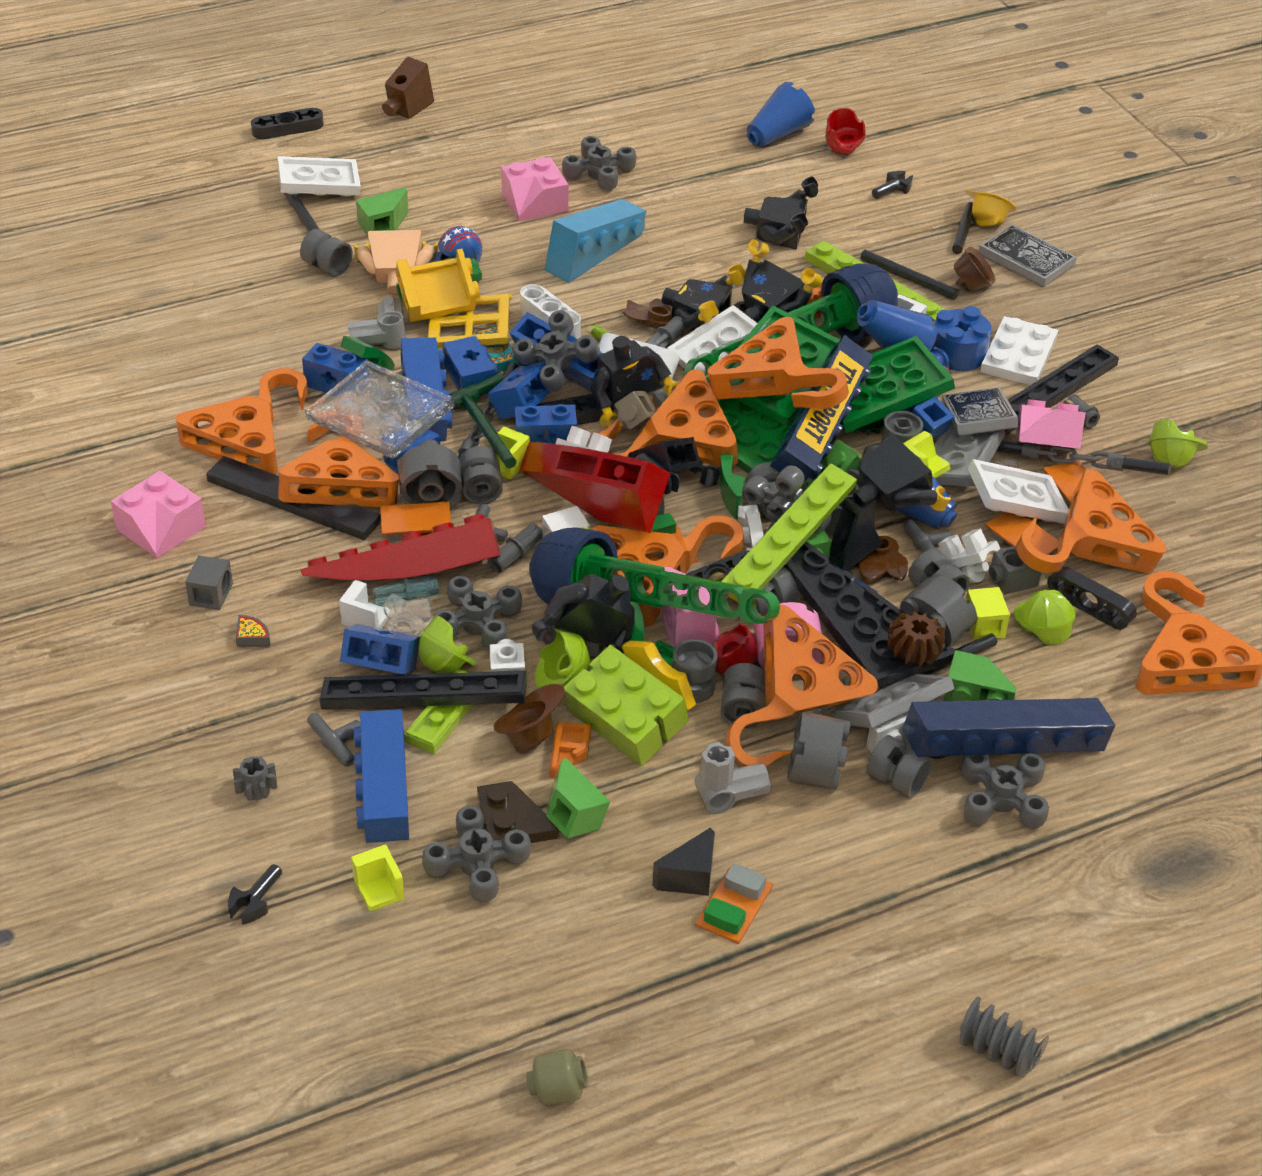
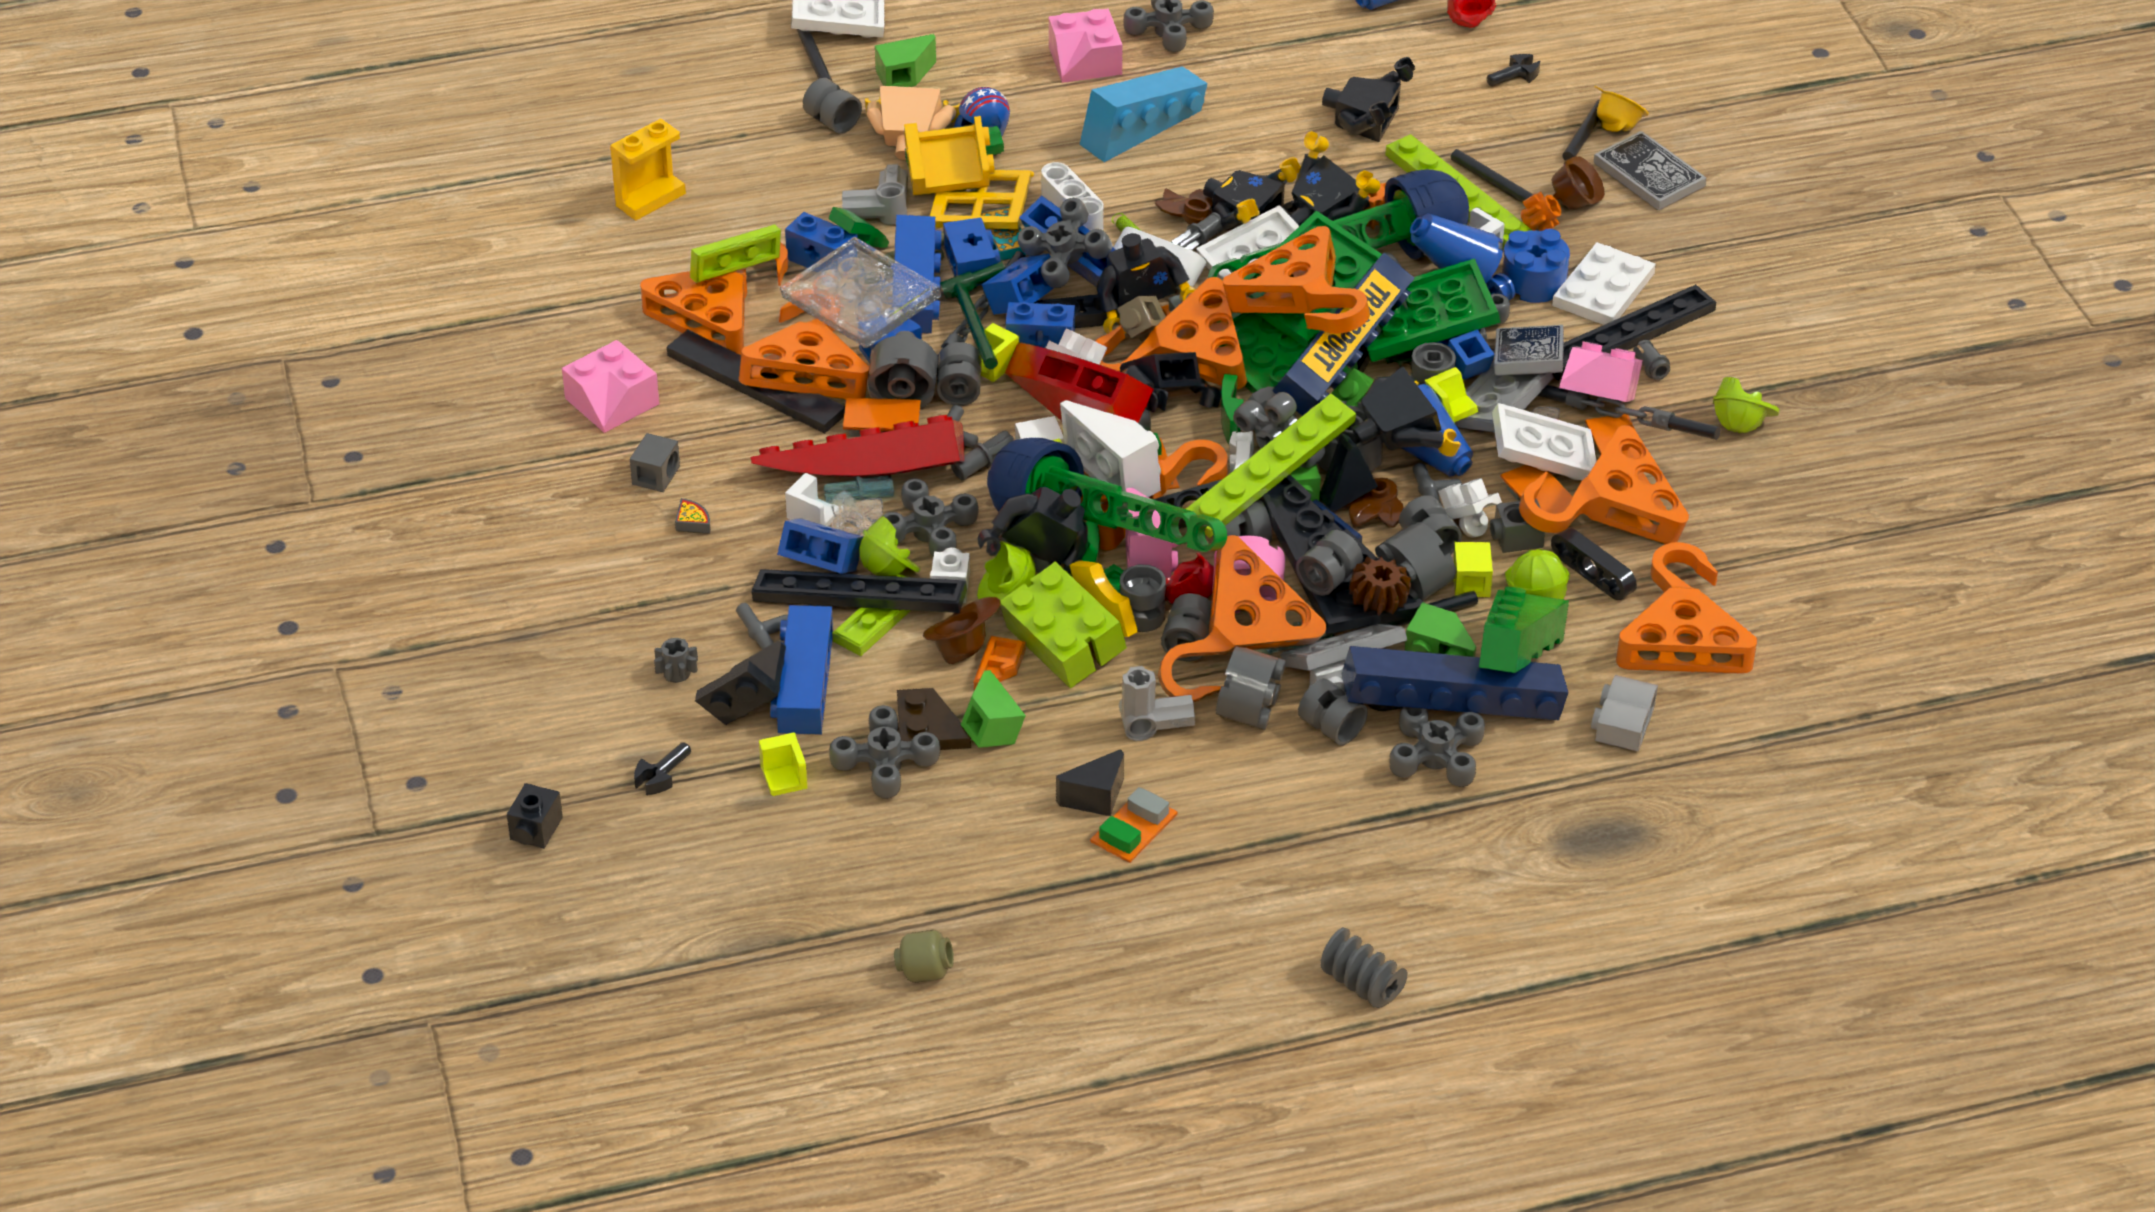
camera: 10 degrees right, 0 degrees up
(130, 964) = (534, 815): none -> black brick
(167, 317) = (645, 170): none -> yellow panel
(260, 383) = (735, 253): none -> lime tile
(330, 799) = (745, 686): none -> black bracket
(643, 530) = (1112, 447): none -> white slope
(866, 621) = (1329, 562): none -> dark grey wheel
(951, 294) = (1541, 212): none -> orange gear
(1051, 668) = (1521, 629): none -> green wedge
(1166, 738) = (1624, 713): none -> light grey brick

